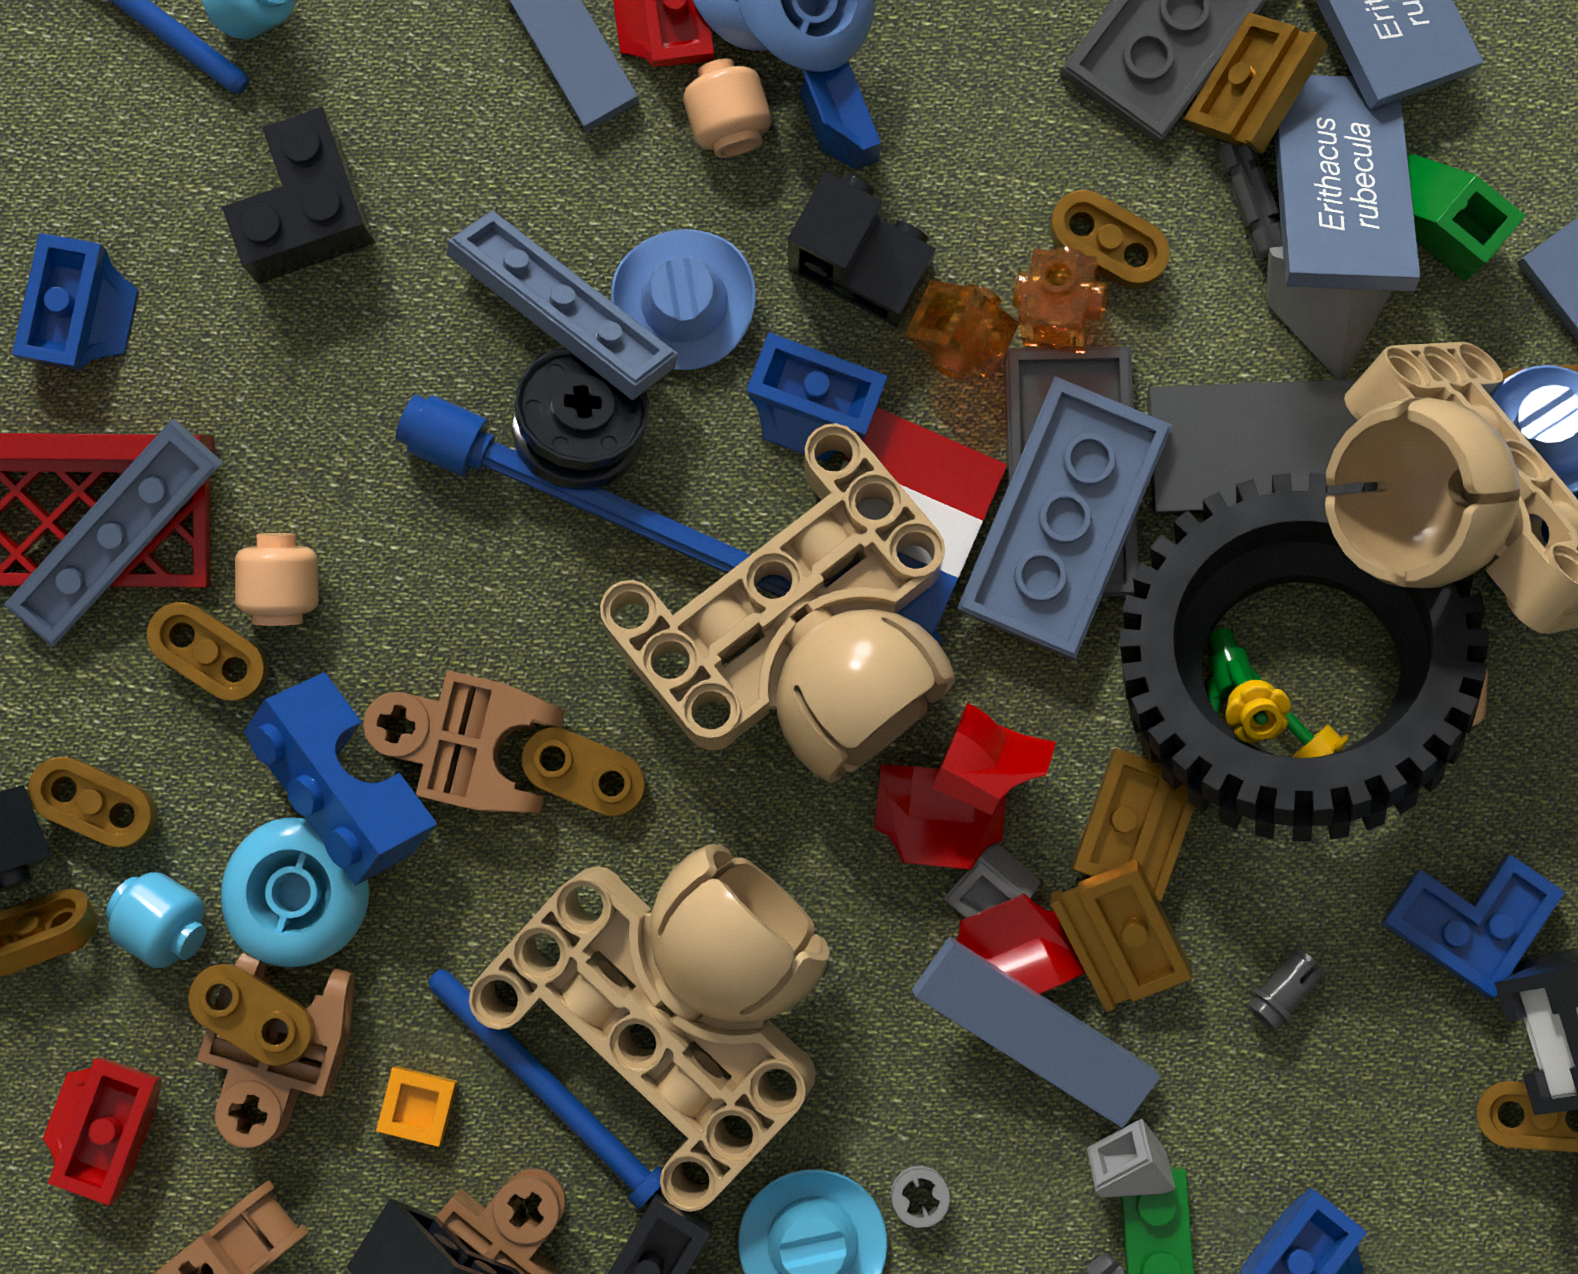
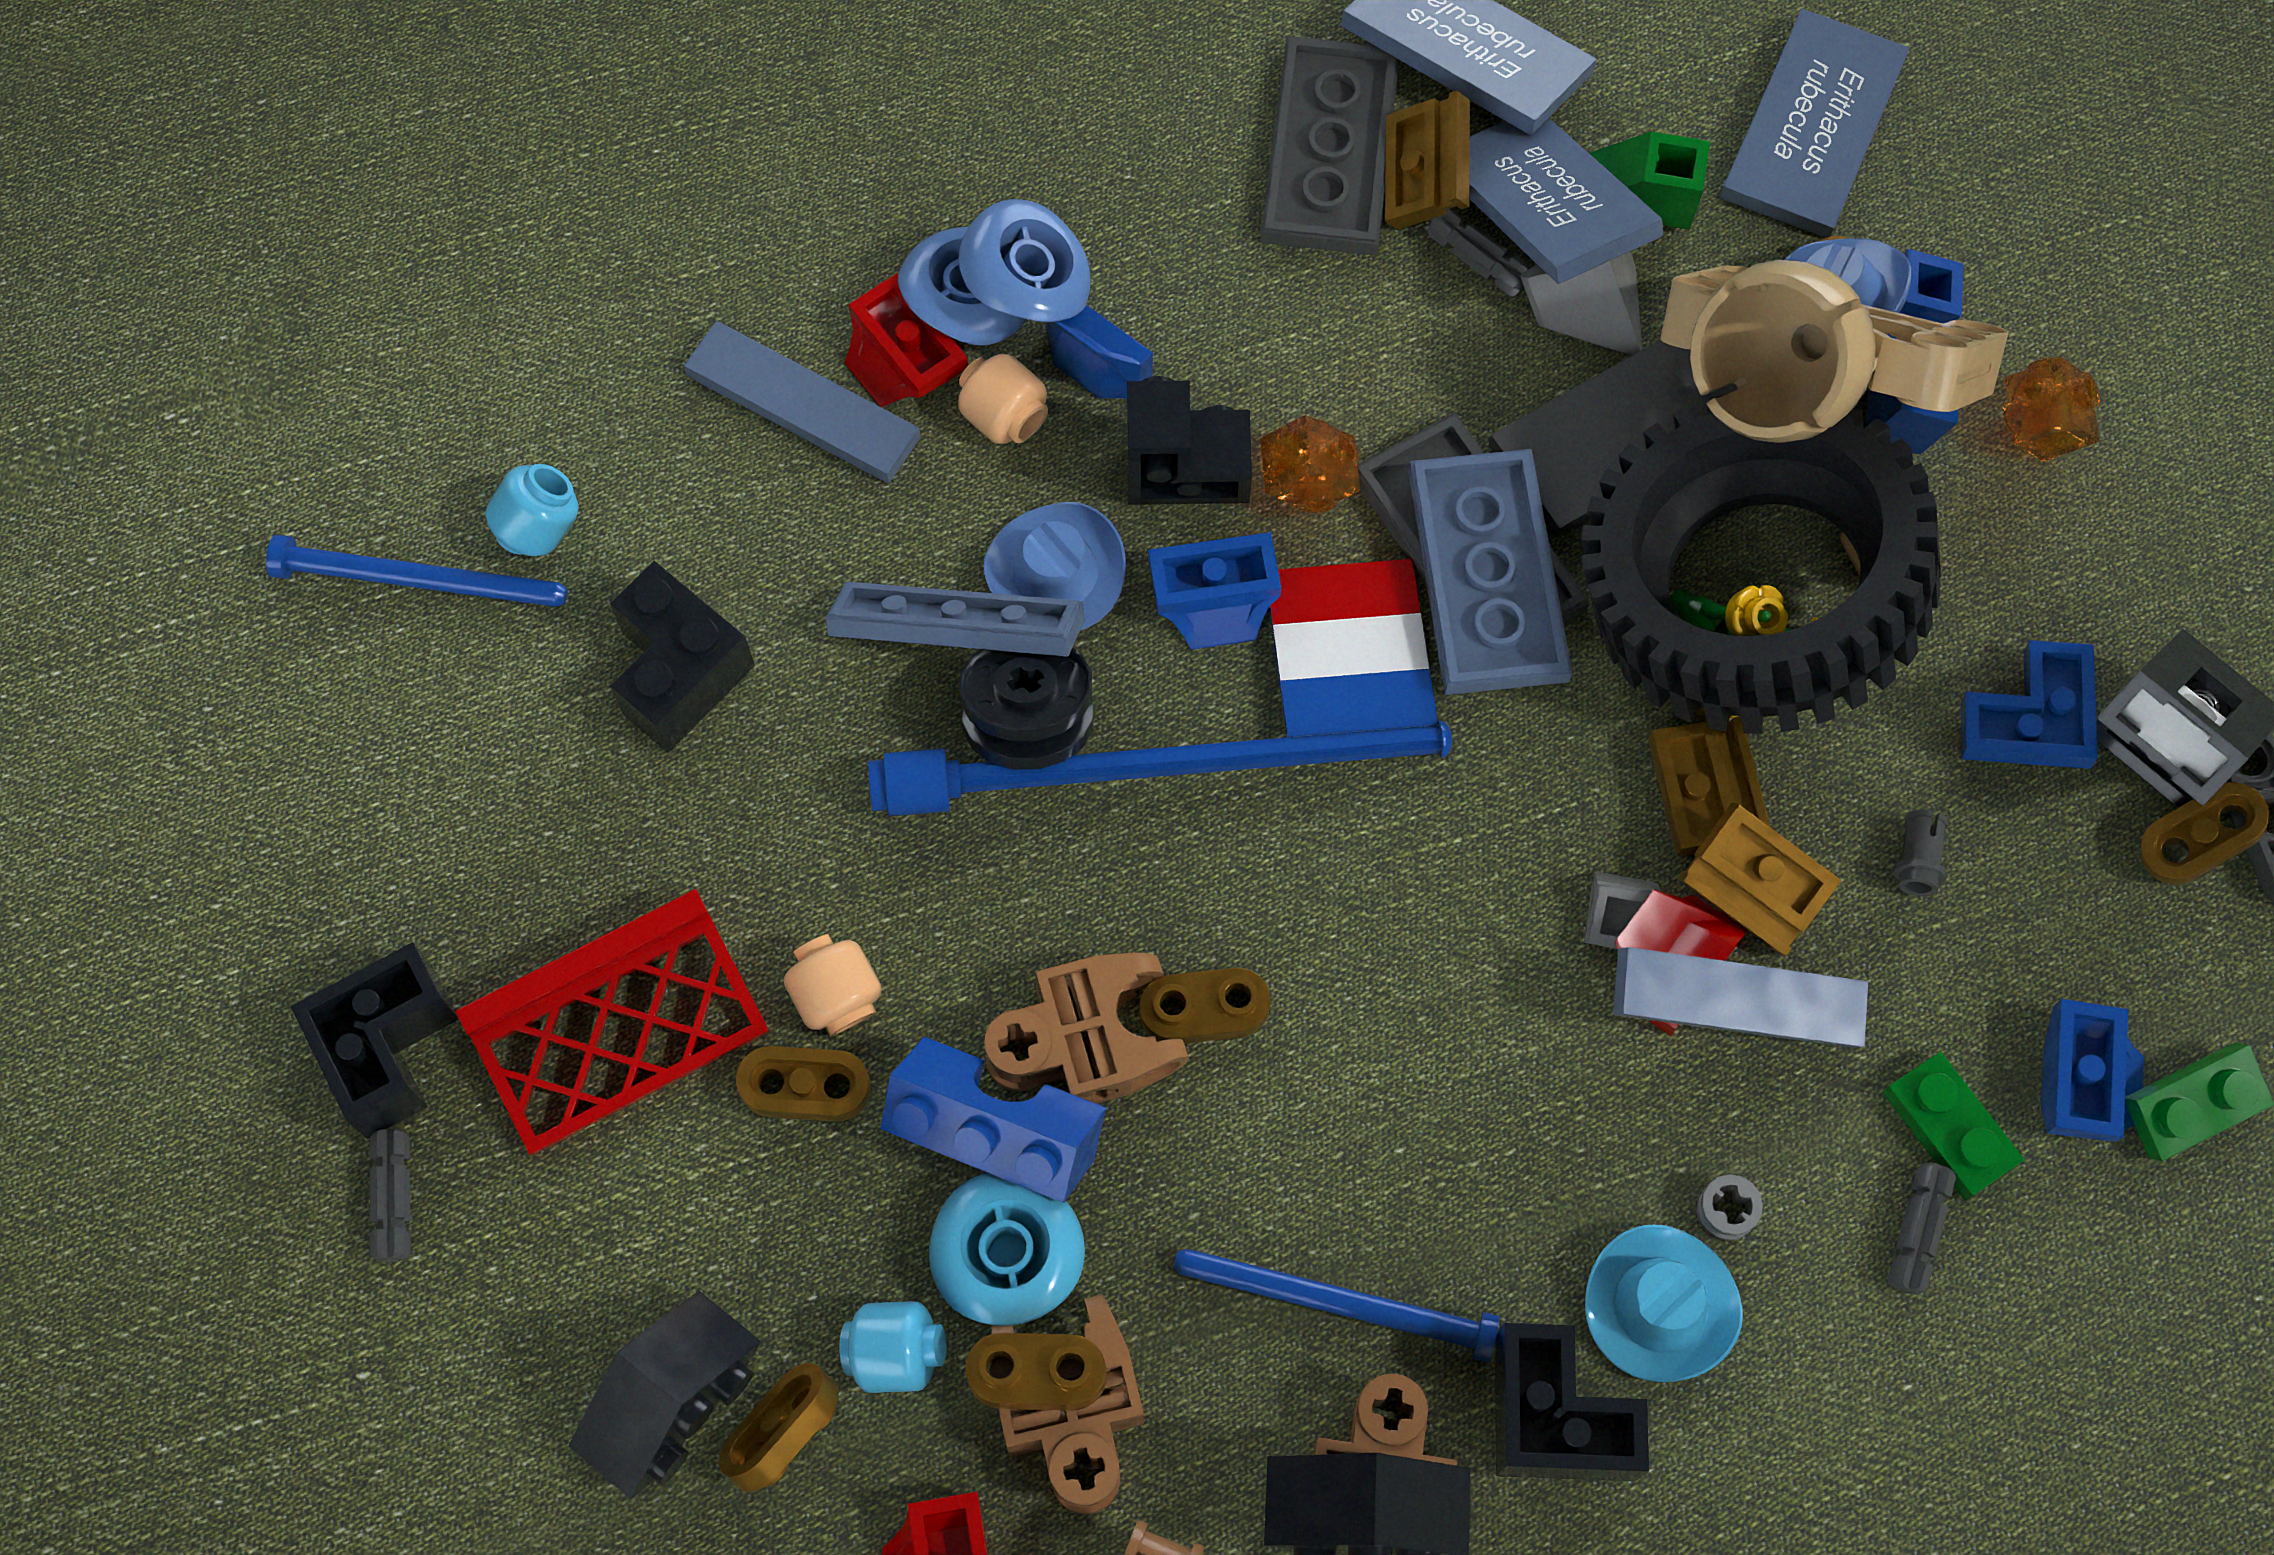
camera: 30 degrees left, 15 degrees down
(73, 305) = (511, 849): blue slope -> none
(94, 804) = (771, 1274): pearl gold plate -> none
(113, 532) = (660, 1021): sand blue tile -> none
(417, 1106) = (1230, 1387): light orange tile -> none
(695, 974) = (1428, 1079): tan beam -> none
(827, 658) = (1367, 777): tan beam -> none
(929, 824) = (1534, 865): red slope -> none
(988, 760) = (1553, 793): red slope -> none
(1059, 299) = (1376, 401): clear orange brick -> none
(1111, 235) = (1383, 339): pearl gold plate -> none
(1130, 1163) = (1890, 1069): light grey slope -> none

